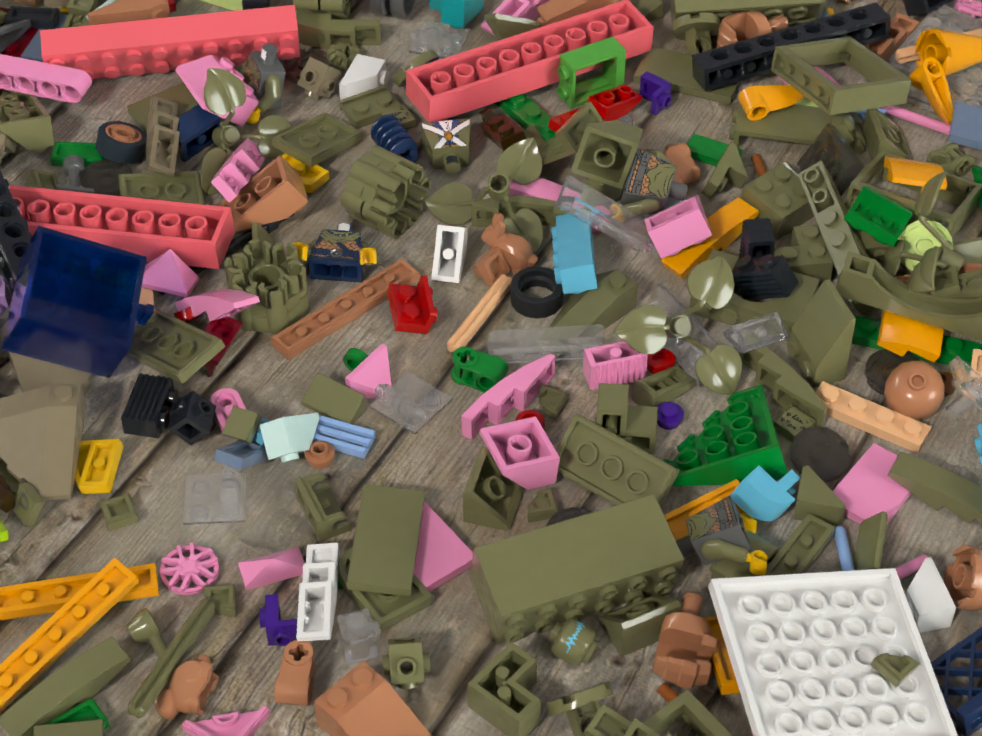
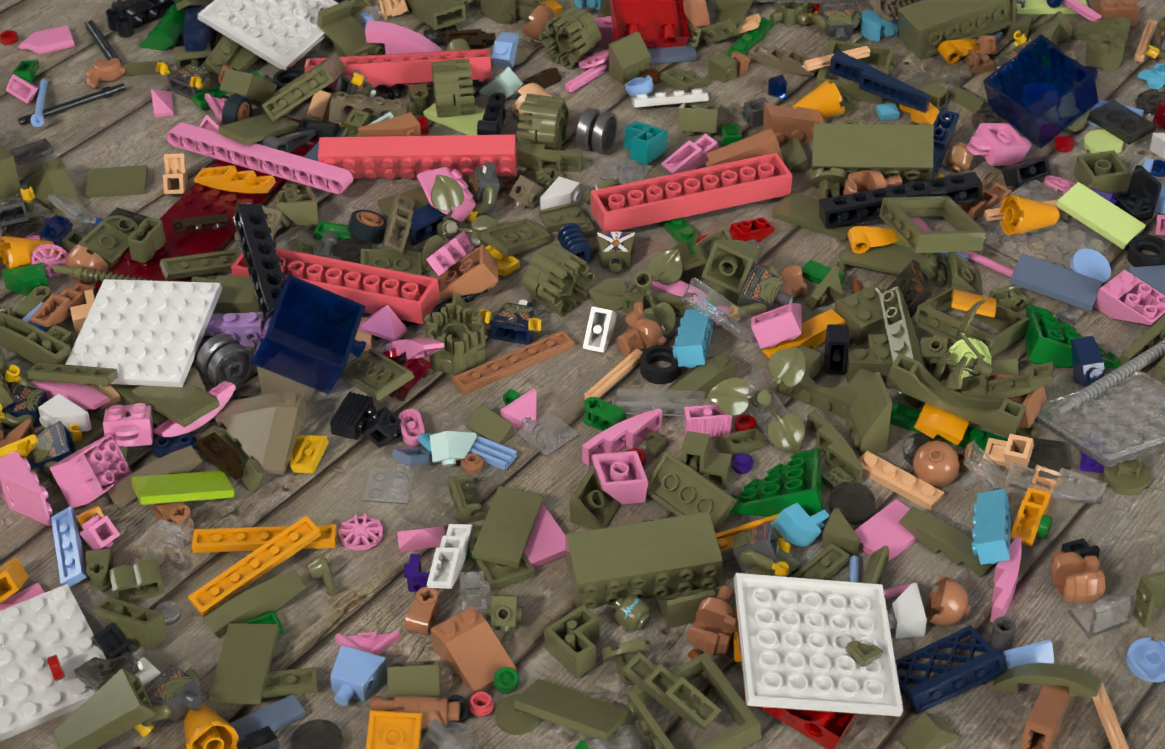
camera: 10 degrees right, 5 degrees down
(119, 512) = (317, 487): olive tile -> none
(171, 658) = (335, 589): olive axle -> none
(187, 688) = (342, 613): nougat animal -> none
(223, 597) = (380, 555): olive tile -> none
(242, 424) = (417, 435): olive tile -> none
(412, 306) = (563, 365): red bracket -> none
(500, 129) = (657, 241): dark brown hinge -> none
(507, 26) = (678, 164): olive slope -> none
(542, 506) = (631, 516): olive tile -> none
(606, 51) = (750, 189): bright green window -> none
(656, 91) = (787, 225): dark purple bracket -> none
(756, 333) = (820, 408): clear slope -> none
(764, 277) = (836, 369): black brick -> none
(878, 216) = (933, 332): green bracket -> none
(932, 80) = (1007, 235): light orange piece -> none

